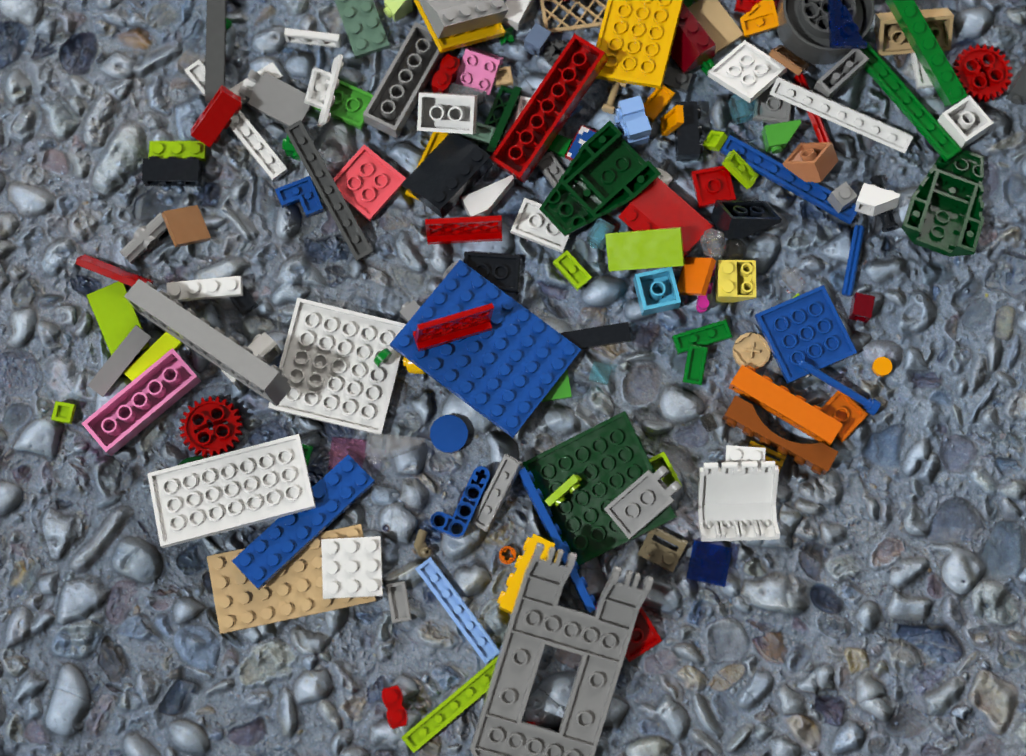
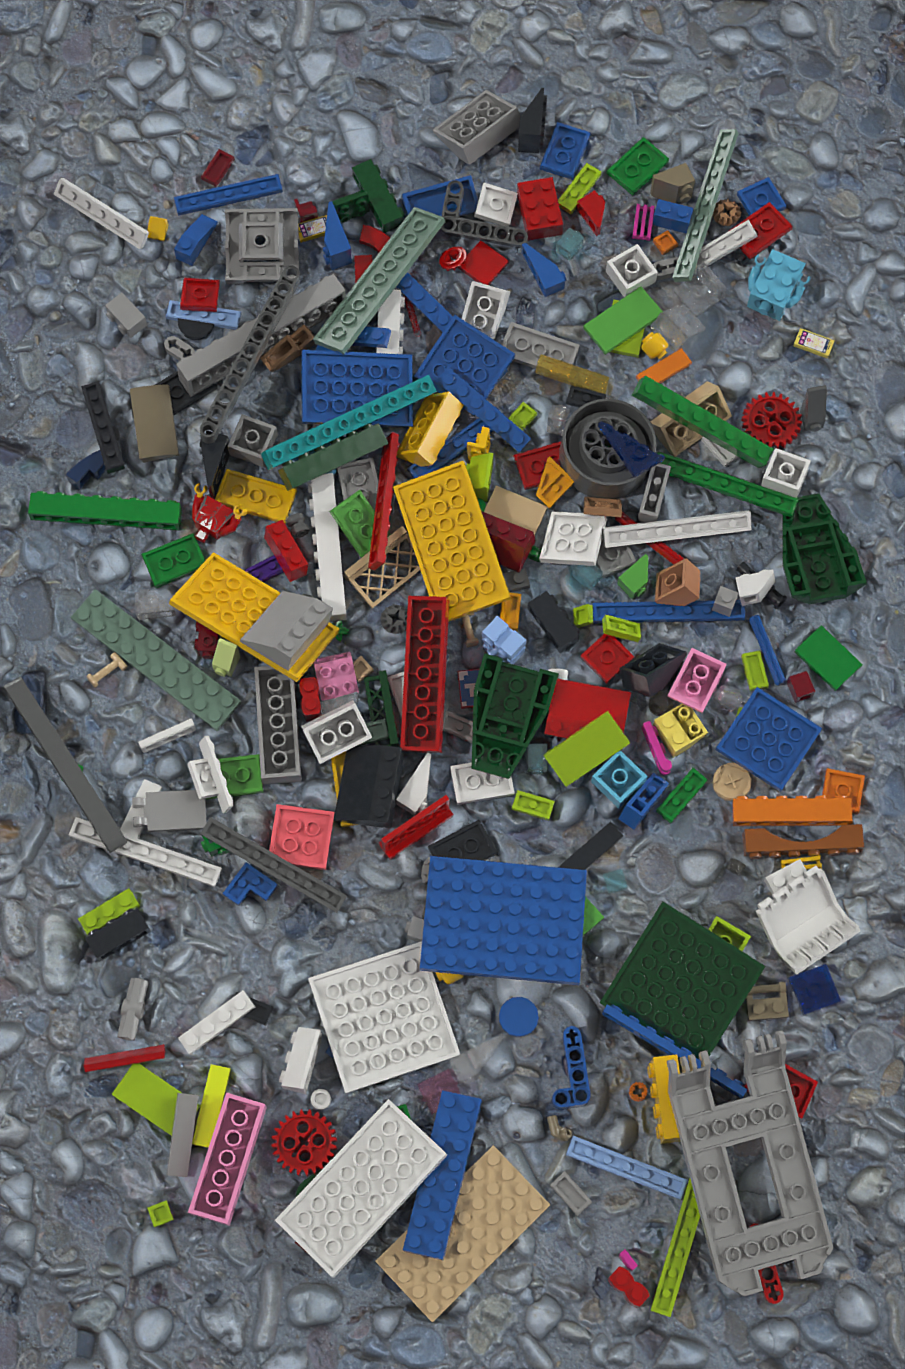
camera: 30 degrees left, 5 degrees down
(186, 226) = (163, 975): medium nougat tile -> none
(209, 341) = (258, 1066): light grey brick -> none
(216, 116) = (129, 859): red brick -> none
(247, 401) = (320, 1099): none -> white tile
(352, 567) = (512, 1188): white plate -> none
(382, 357) = (419, 984): green tile -> none
(408, 685) = (627, 1260): none -> dark pink tile
(453, 327) = (468, 920): red fence -> none
(496, 492) = (595, 1042): light grey tile -> none
(537, 40) = (370, 618): sand blue brick -> none
(560, 146) = (451, 701): green tile -> none
(570, 485) = (652, 1012): lime plate -> none
(642, 502) = (728, 971): light grey tile -> none
(665, 321) = (643, 801): none -> blue slope
(672, 120) = (536, 620): light orange tile -> none
(695, 276) = (644, 745): orange tile -> none
(695, 364) = (692, 823): green tile -> none
(713, 243) = (641, 707): clear head -> none
(775, 249) = (697, 680): none -> bright pink slope
(831, 271) = (754, 670): none -> lime tile
(870, 405) = (862, 767): blue piece -> none
(882, 366) = (849, 727): light orange tile -> none
(901, 298) = (828, 658): none -> green tile

